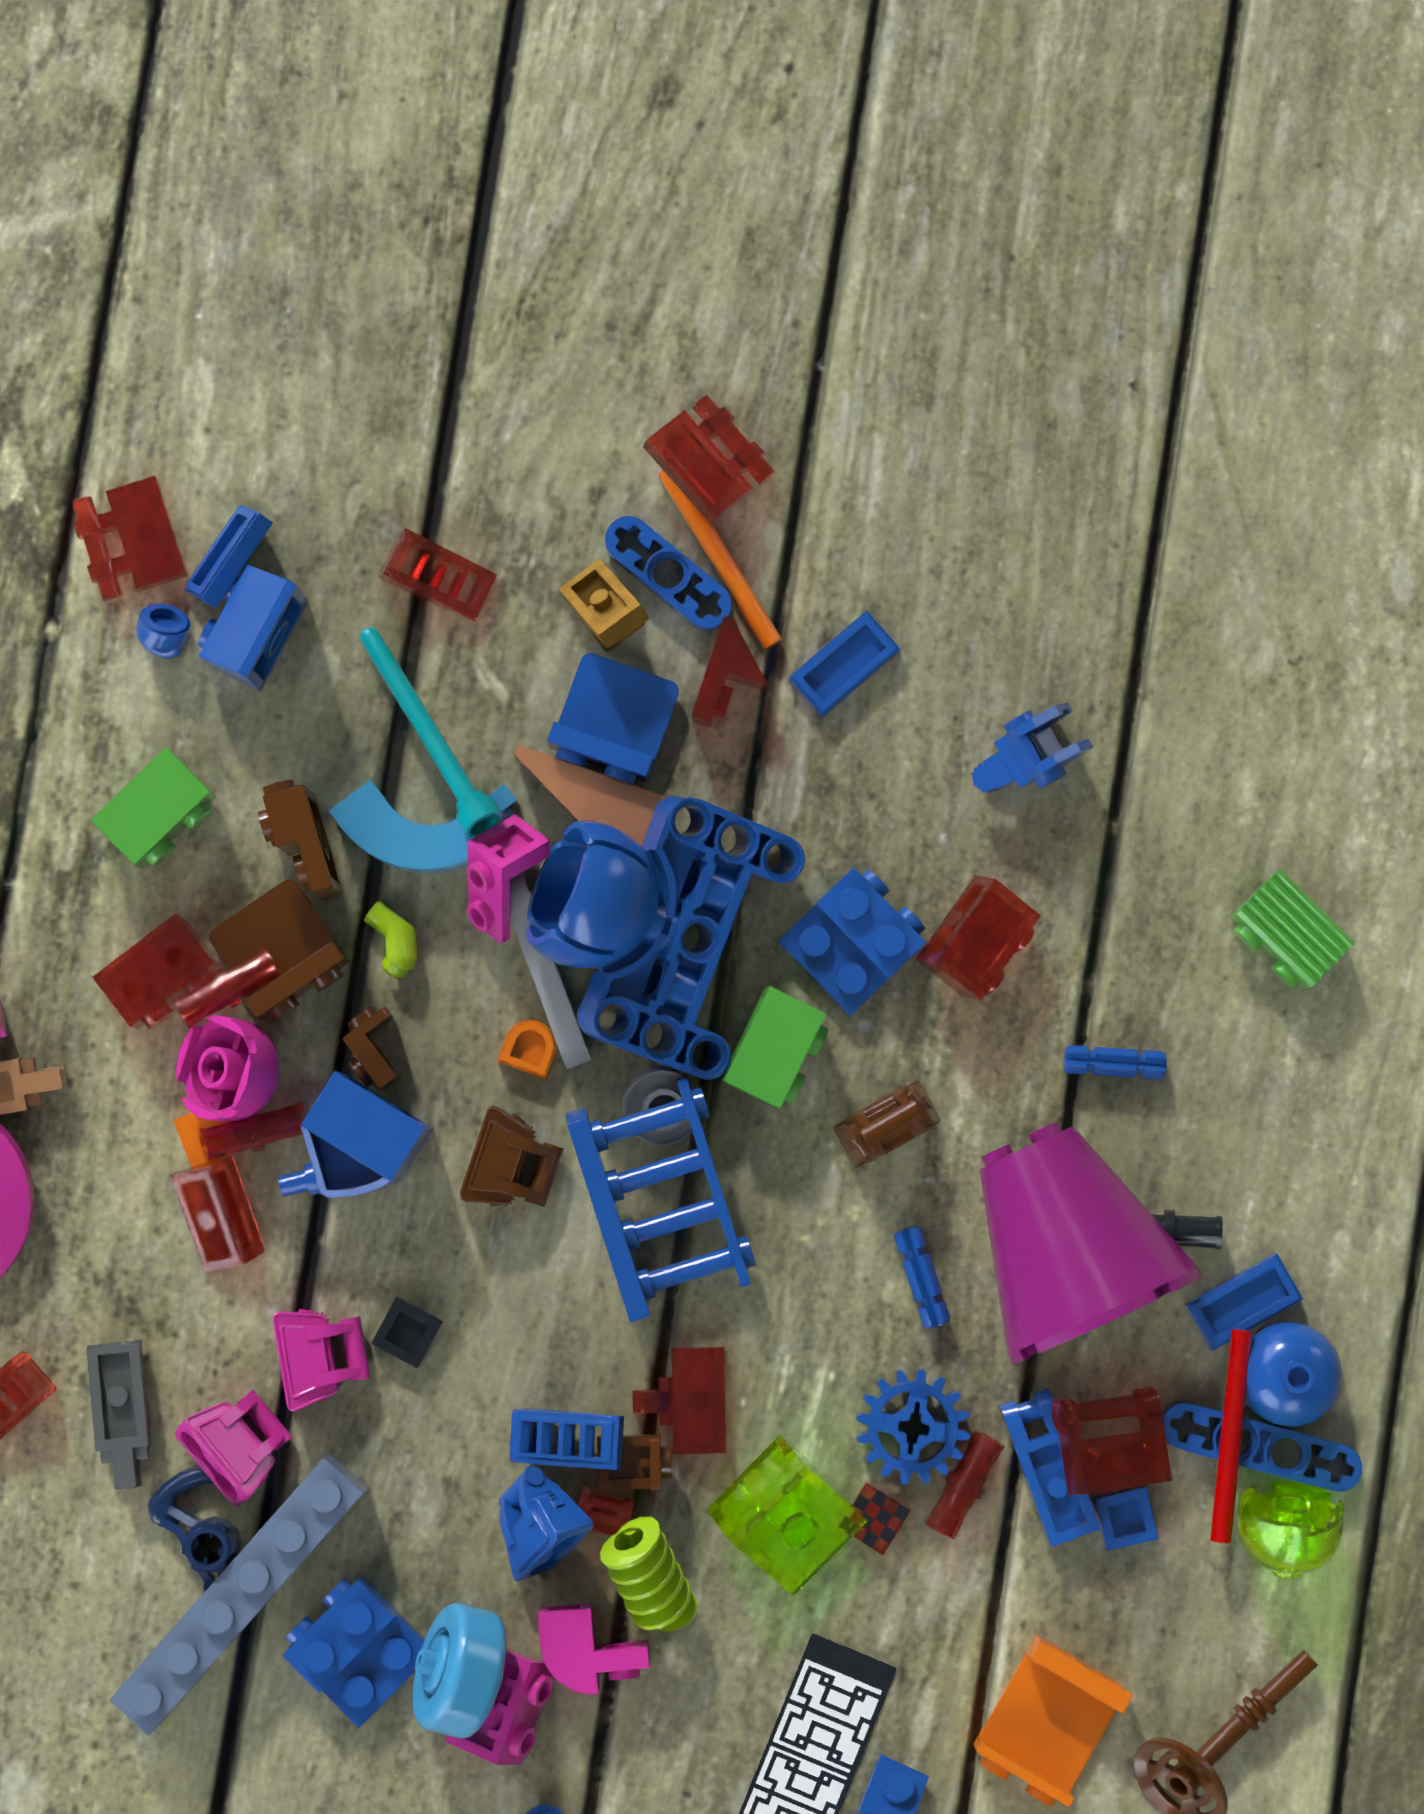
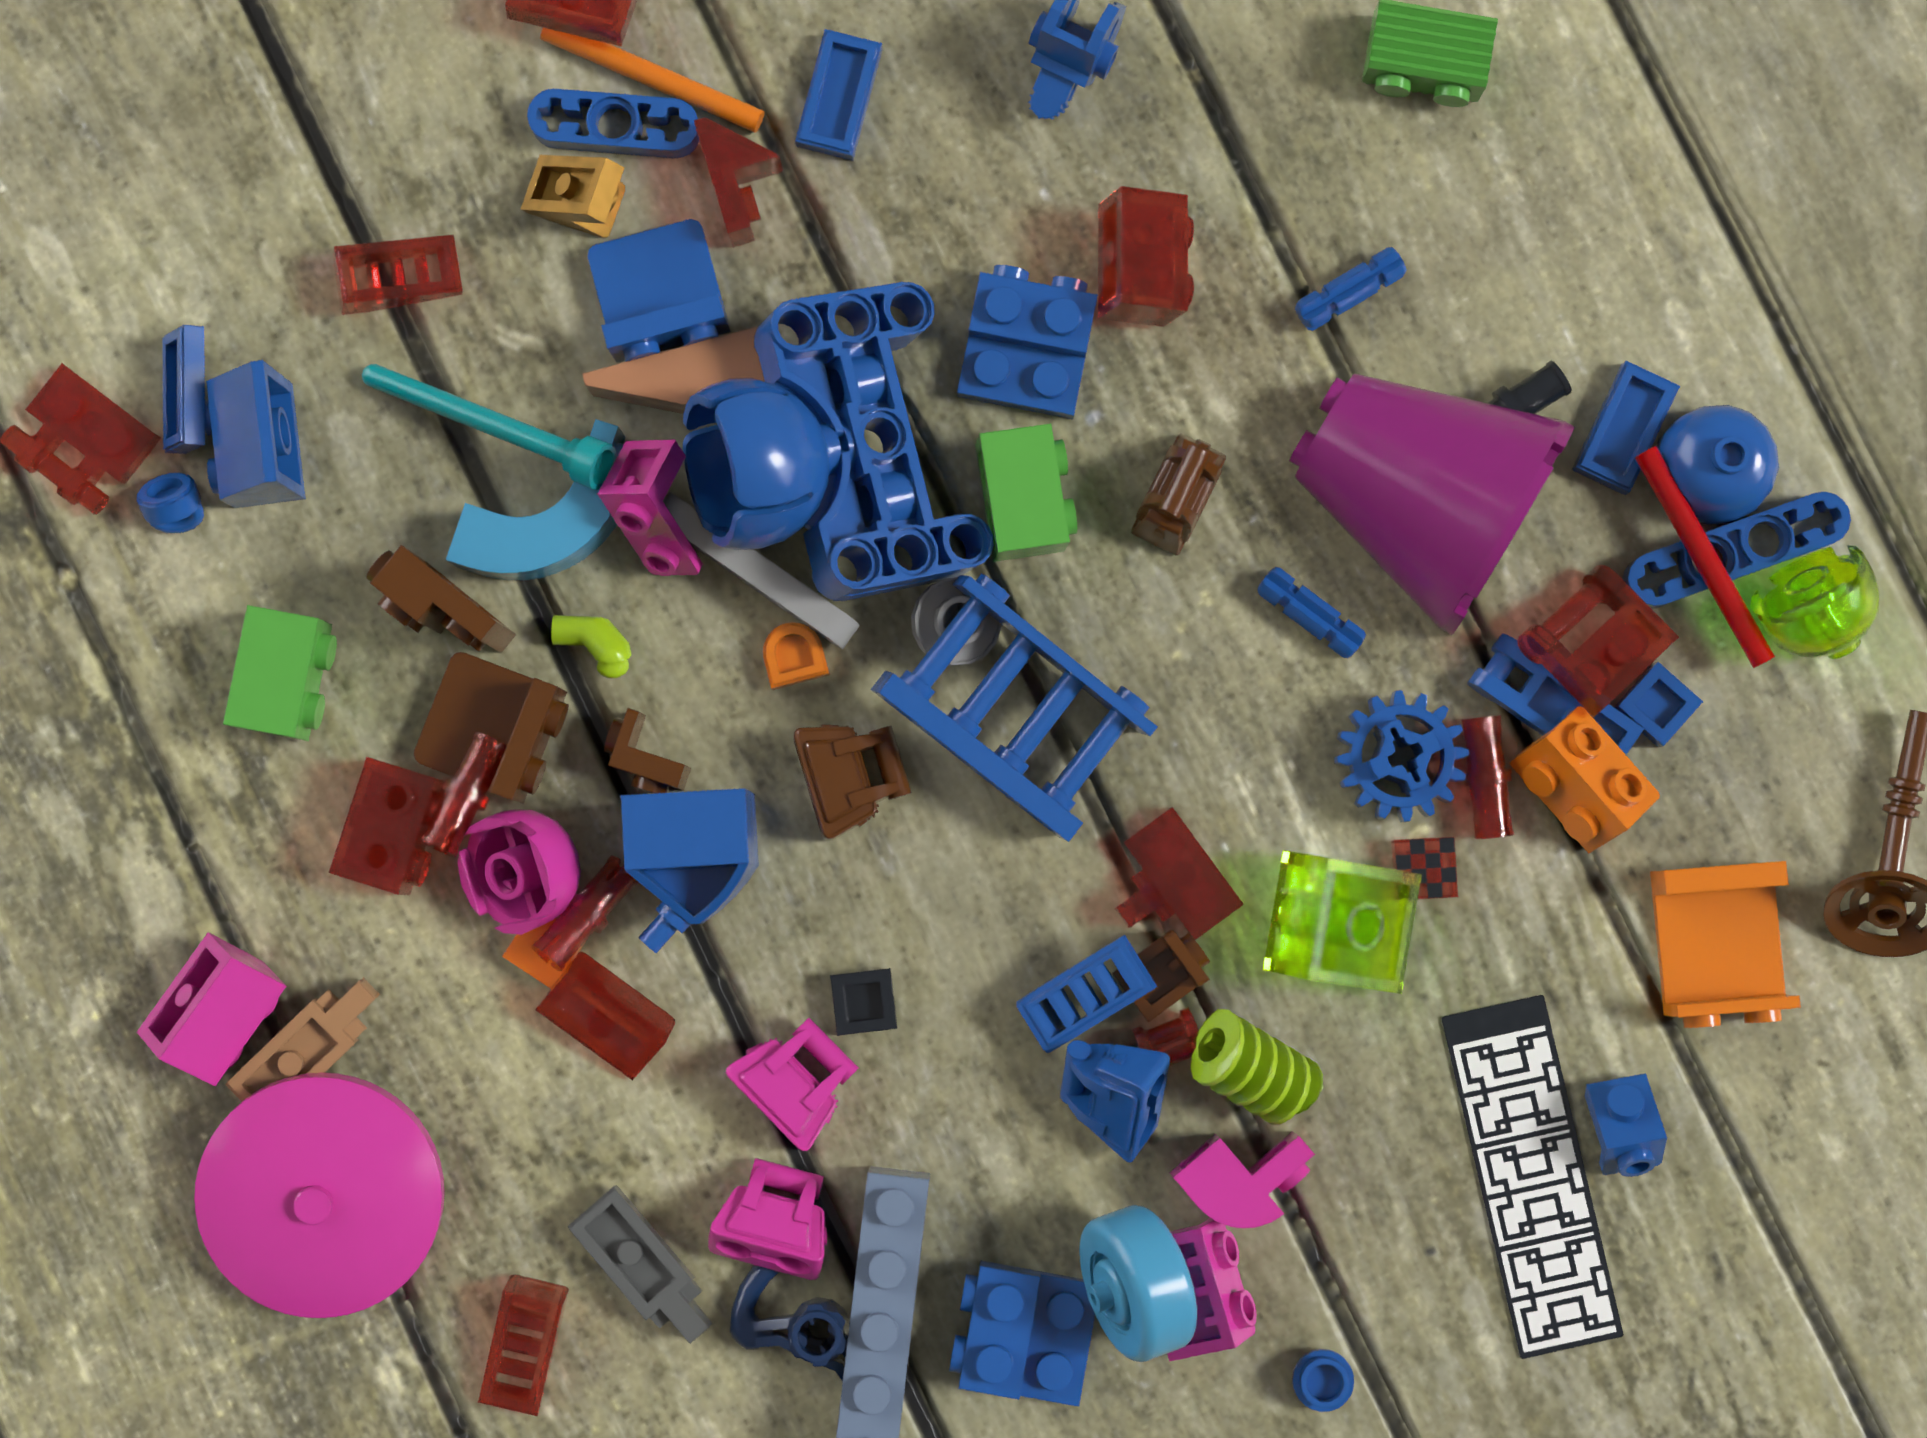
camera: 30 degrees left, 0 degrees up
(1032, 1536) = (1585, 780): none -> orange bracket

